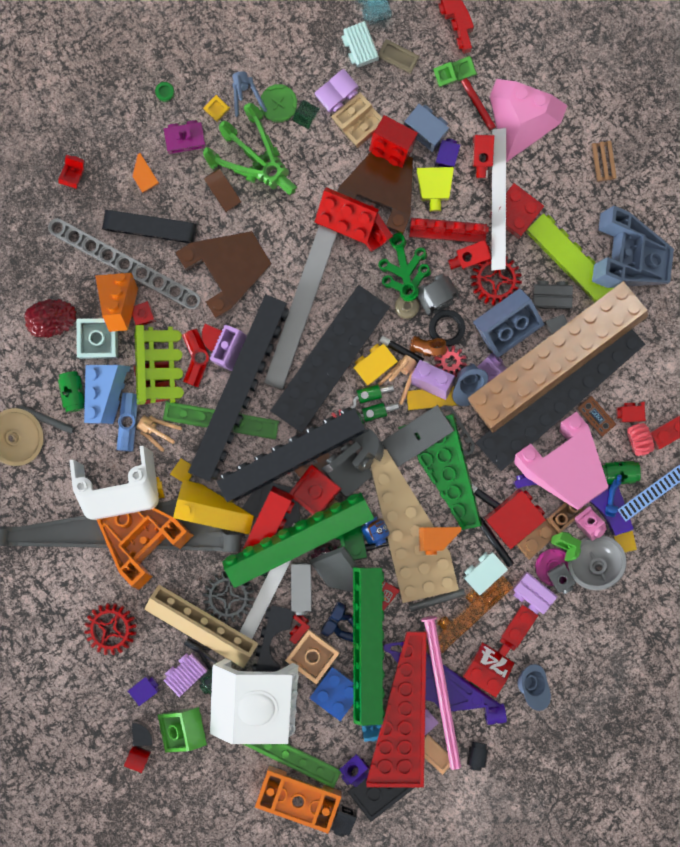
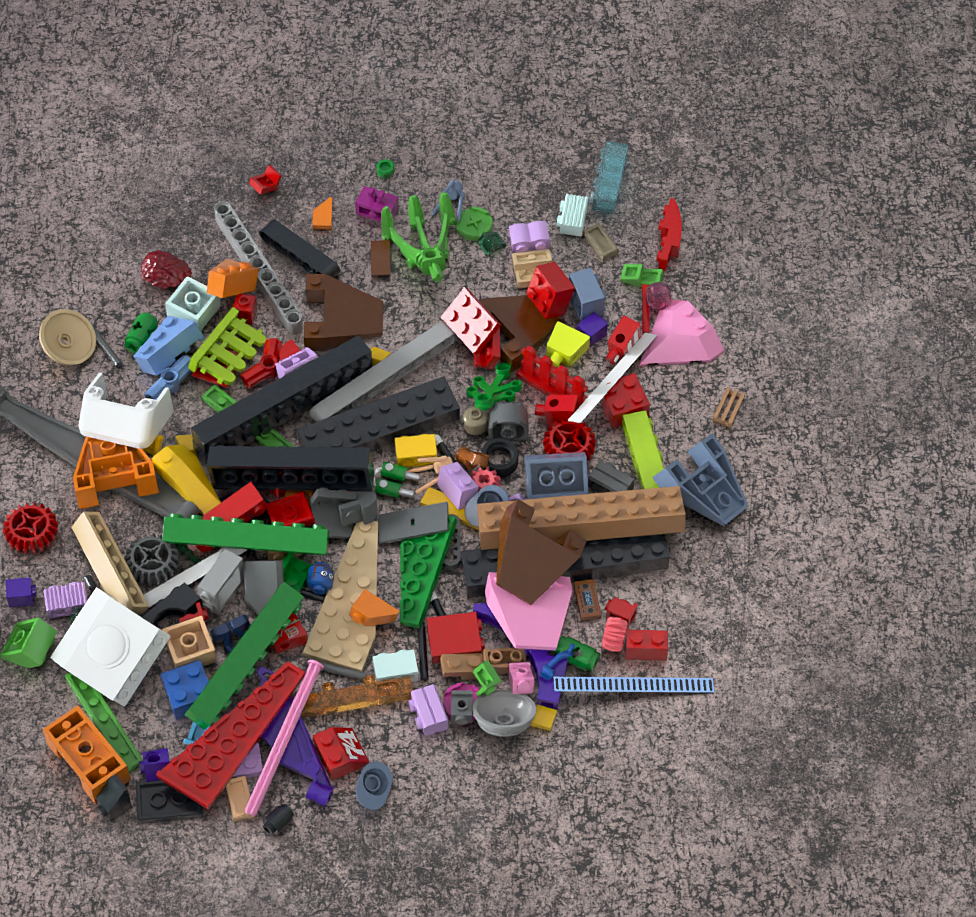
camera: 30 degrees right, 30 degrees down
(147, 425) = (186, 394): light nougat plant -> none
(216, 108) = (423, 198): yellow tile -> none
(283, 289) = (378, 355): none -> yellow slope
(484, 87) = (658, 296): none -> clear pink head
(517, 629) = (391, 735): red hinge -> none
(549, 431) = (529, 559): none -> reddish brown wedge

